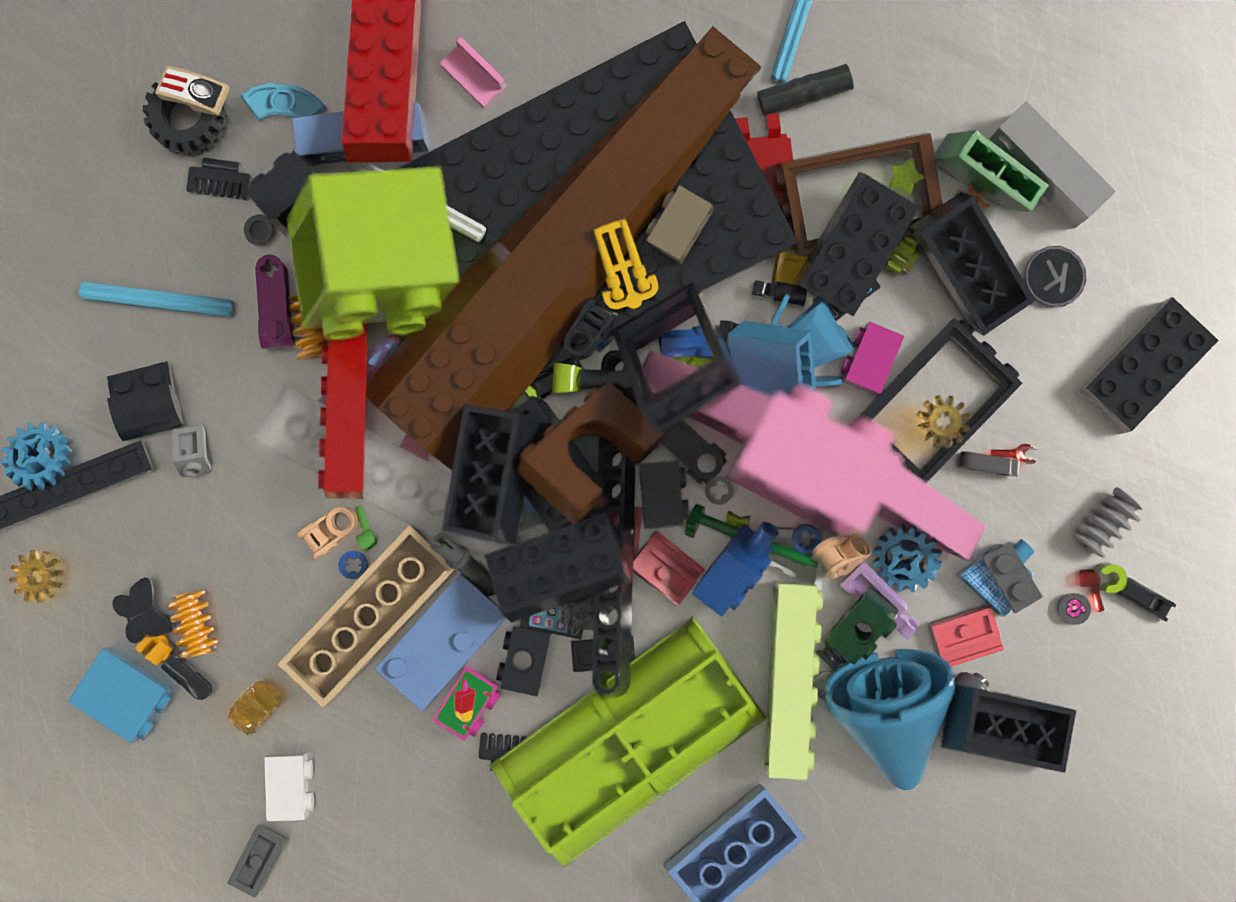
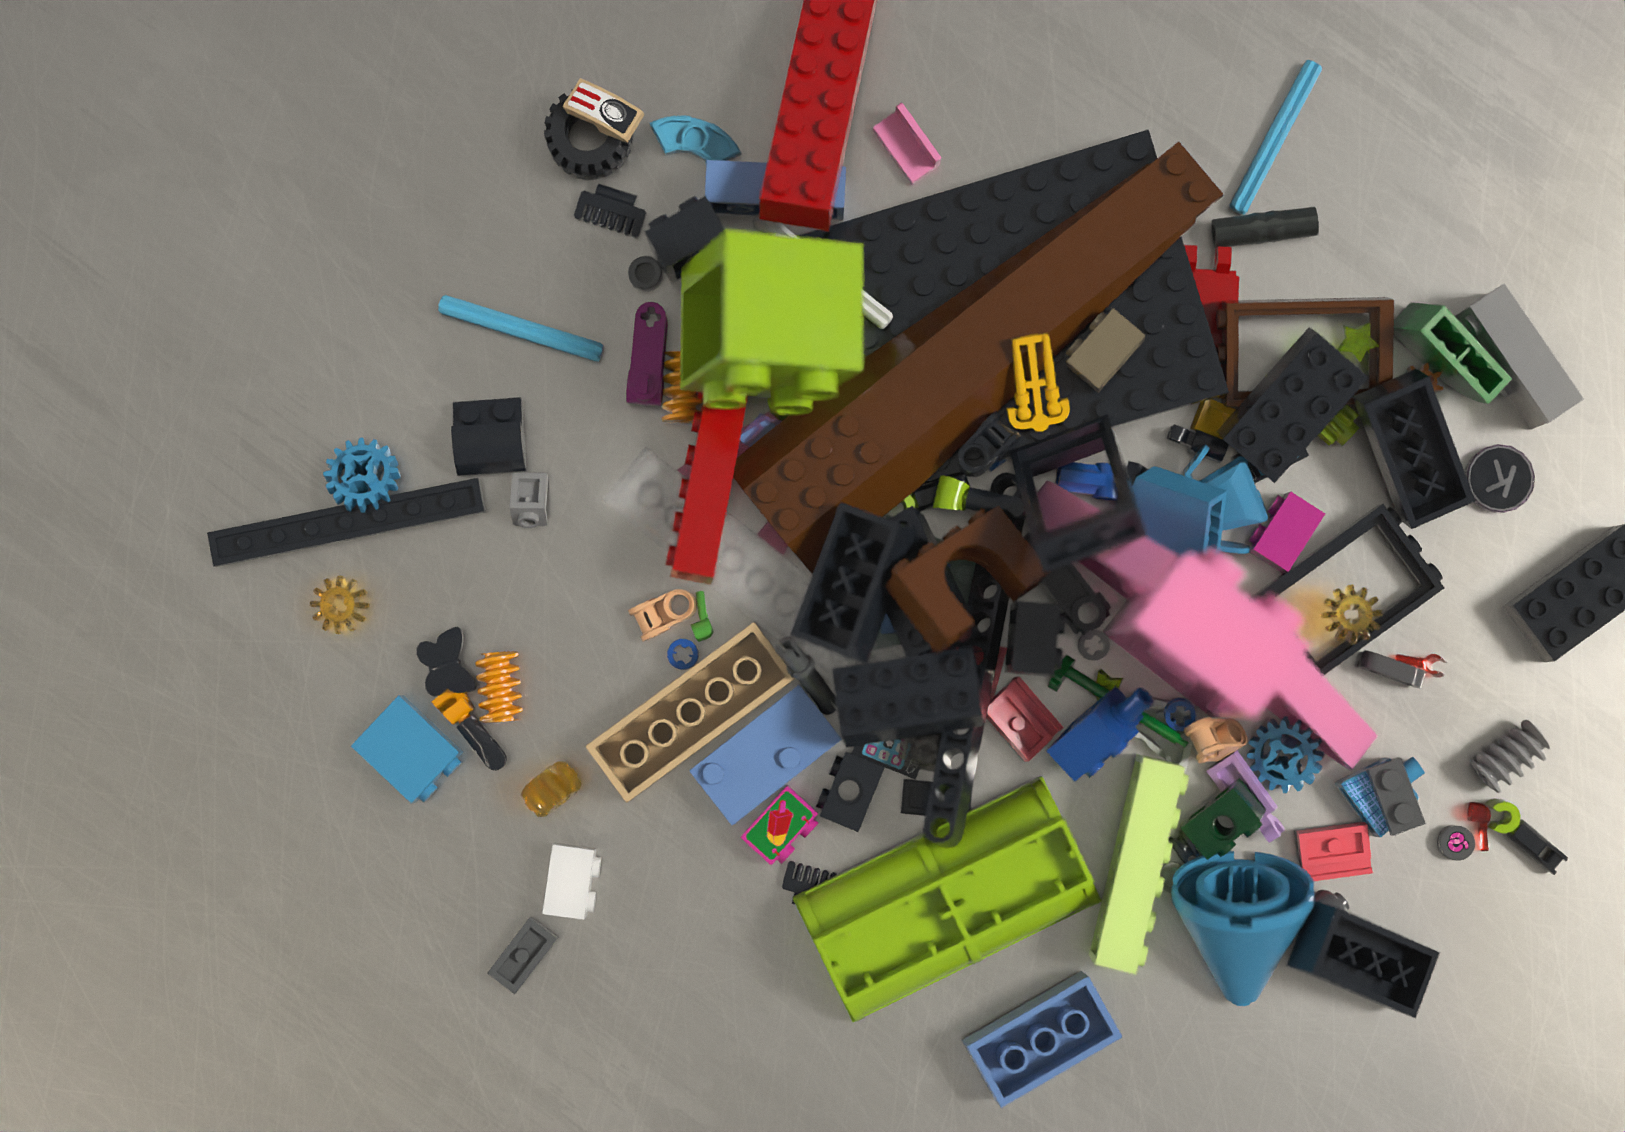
camera: 10 degrees right, 0 degrees up
(694, 361) = (1094, 500): clear neon green piece -> none

